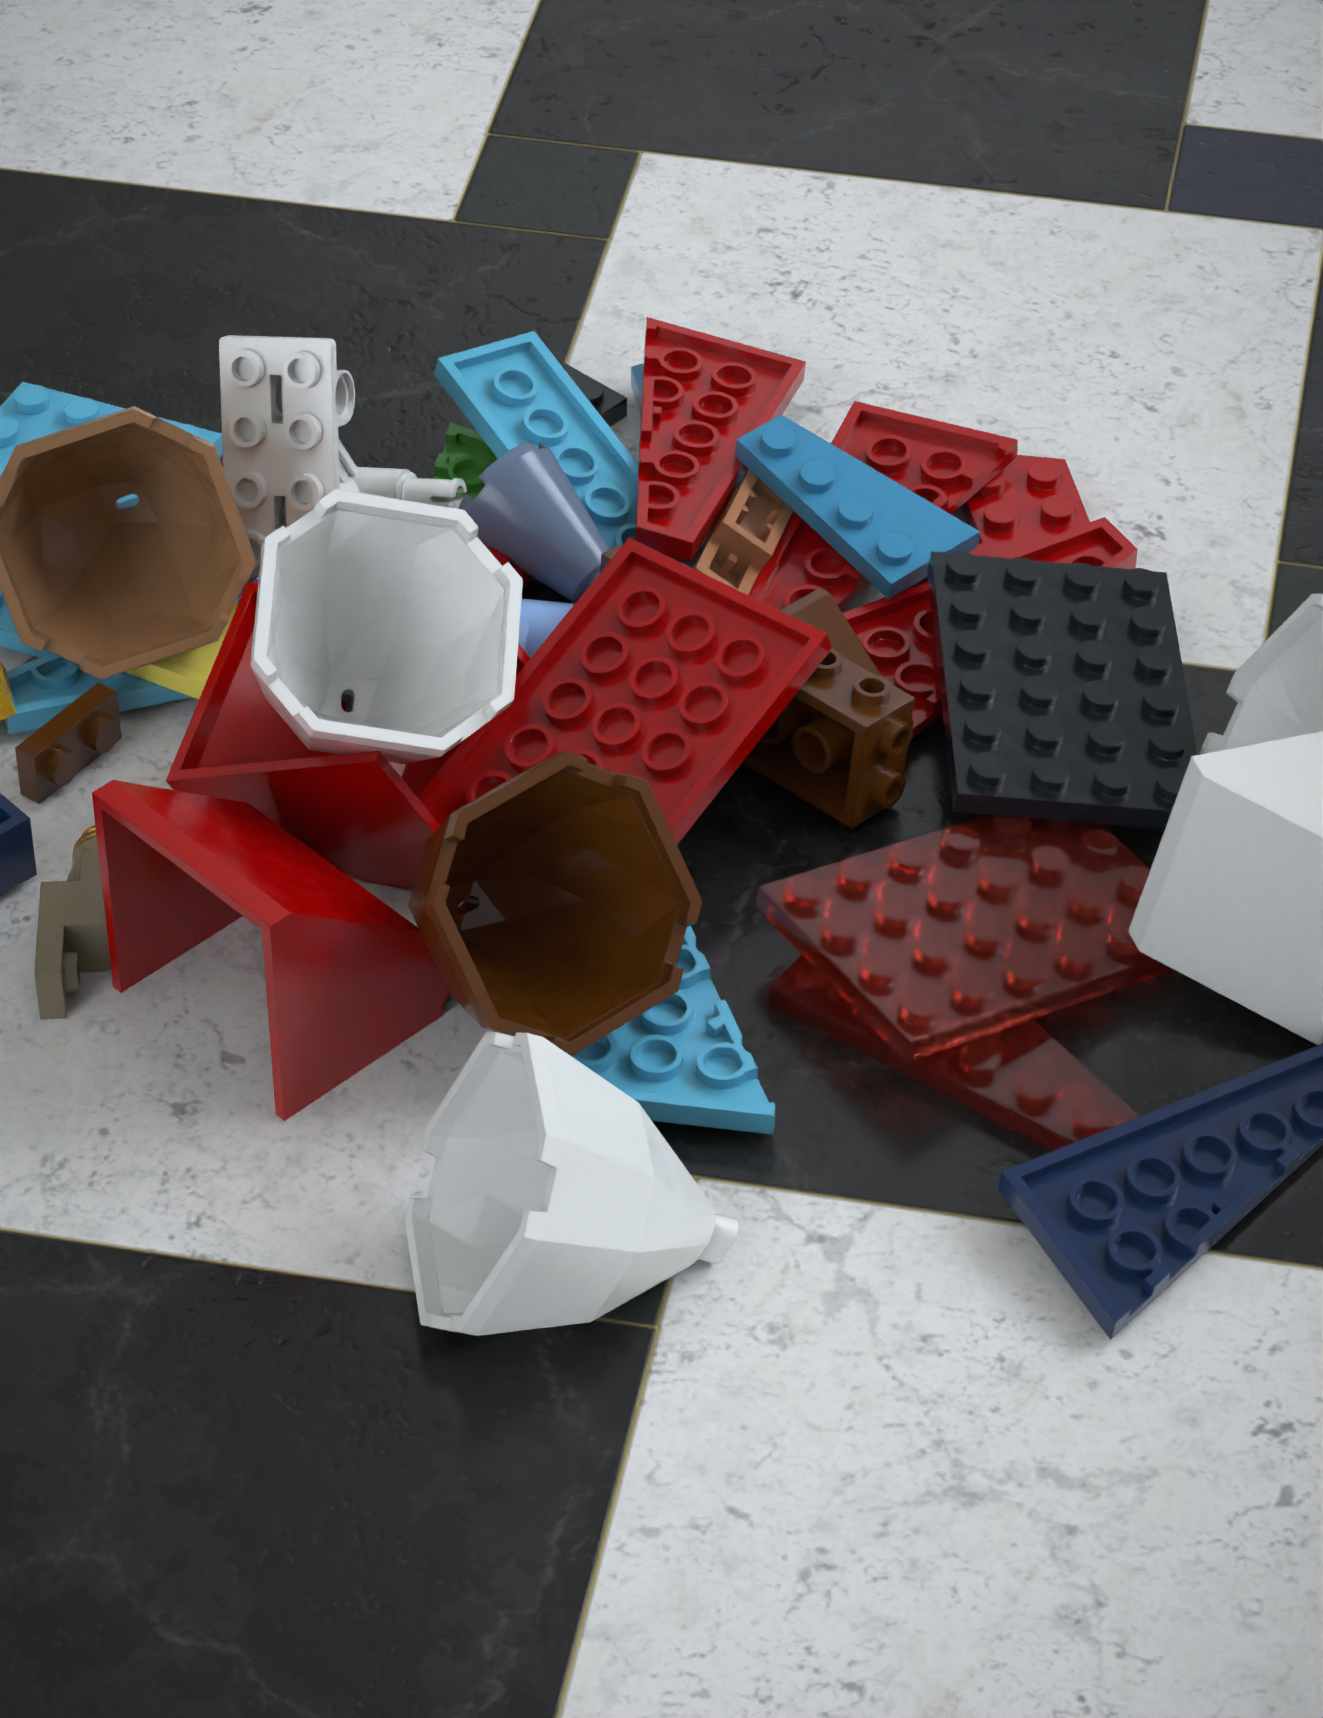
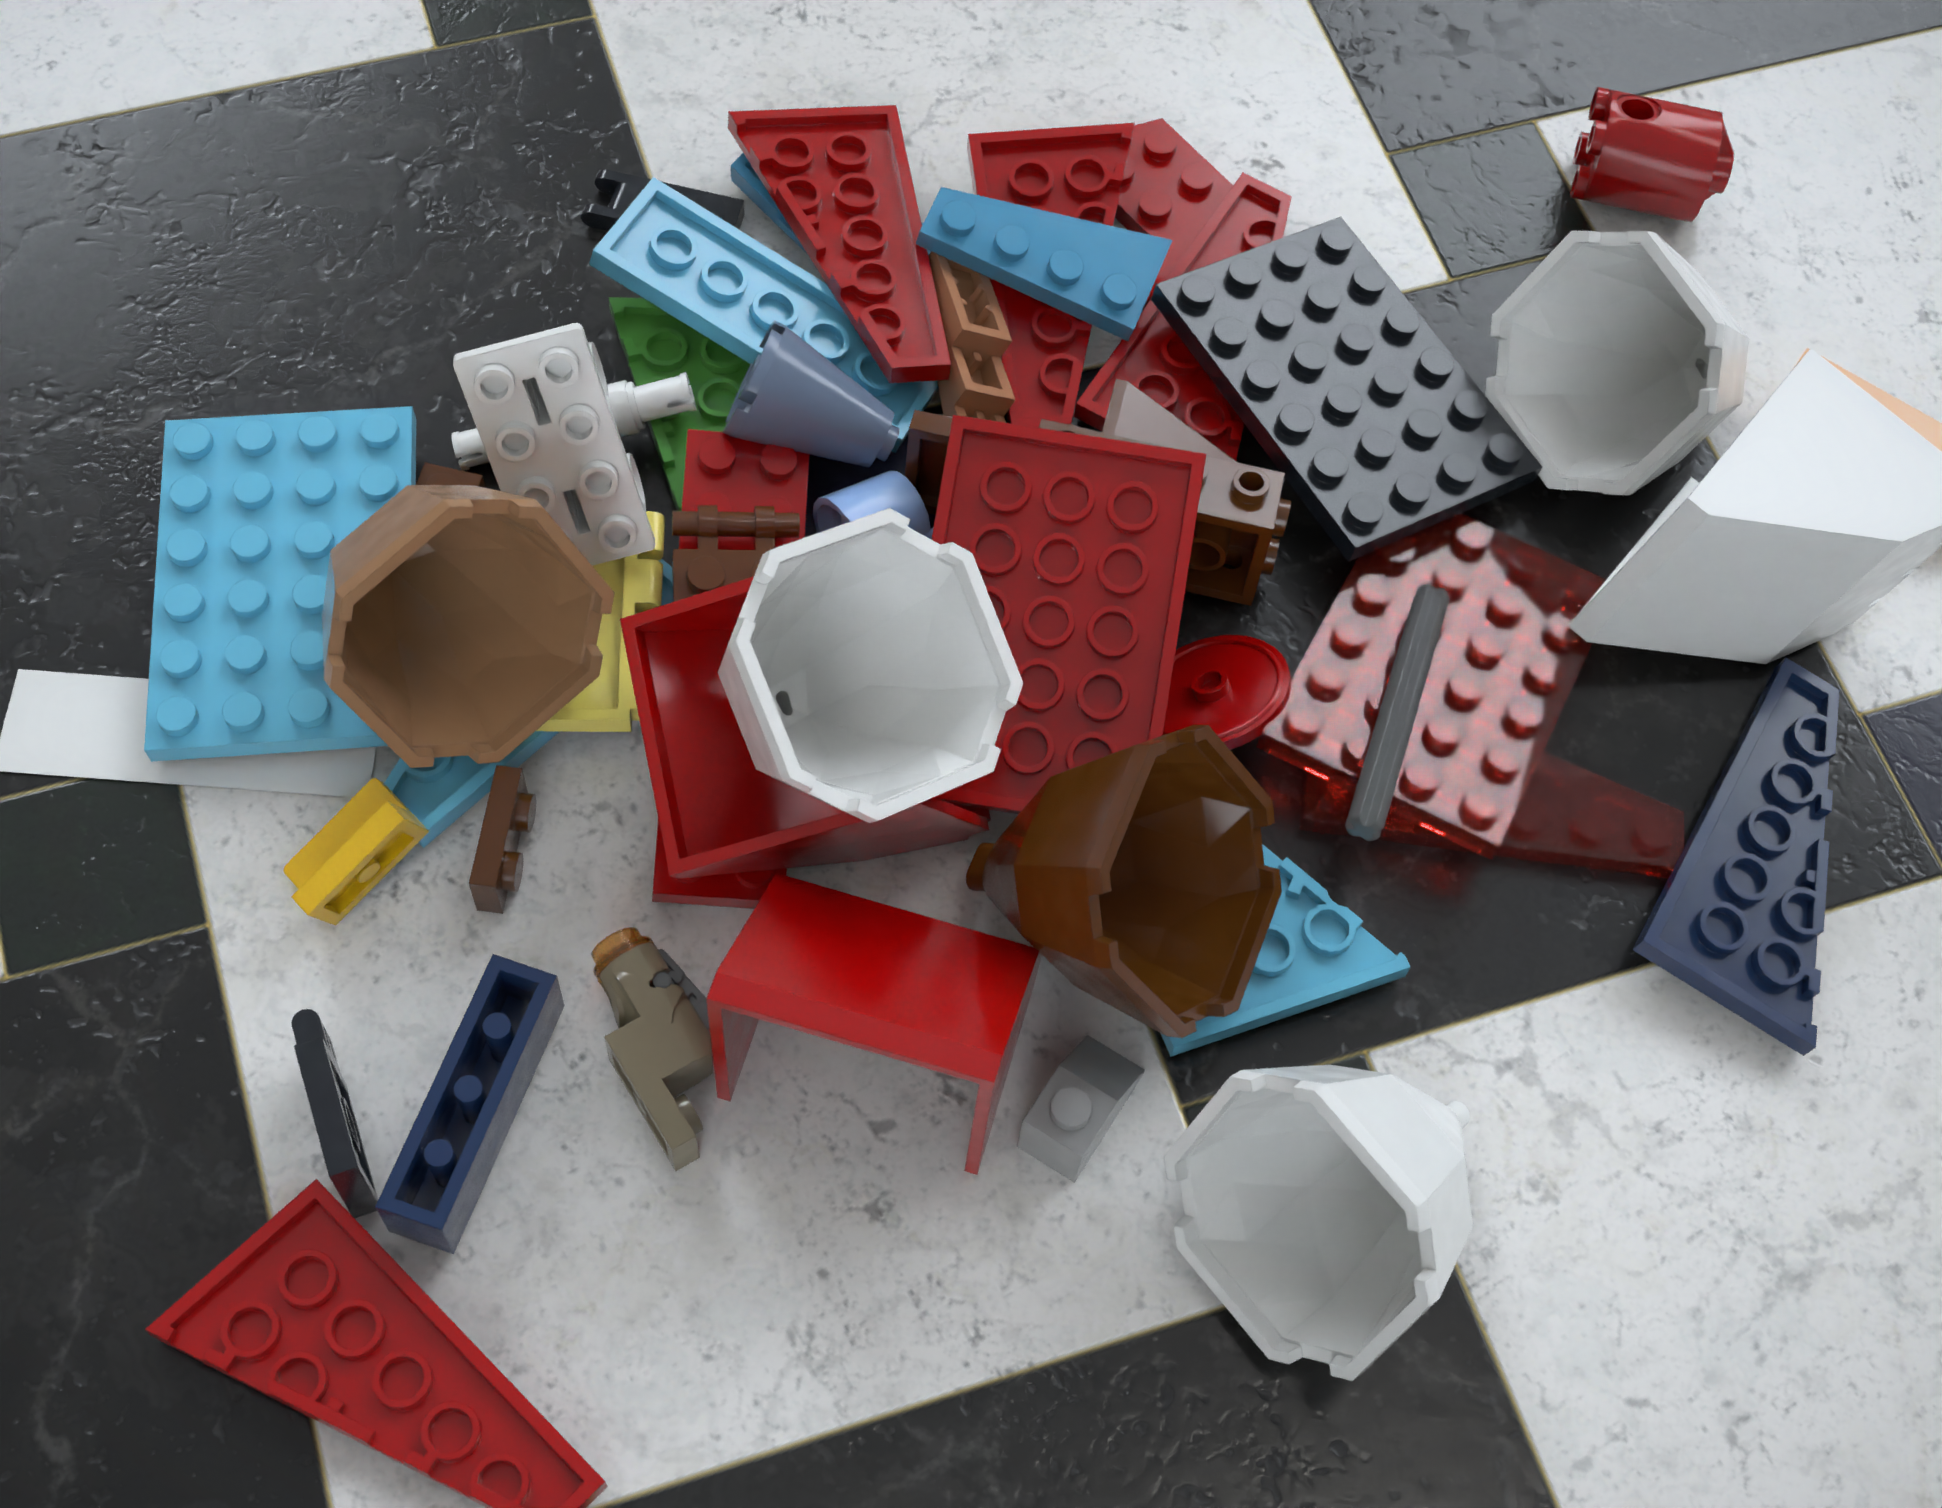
camera: 35 degrees left, 20 degrees up
(387, 1093) = (1078, 1107): none -> light grey slope
(745, 863) = (1227, 684): none -> red shield
(890, 908) = (1397, 713): none -> dark grey axle

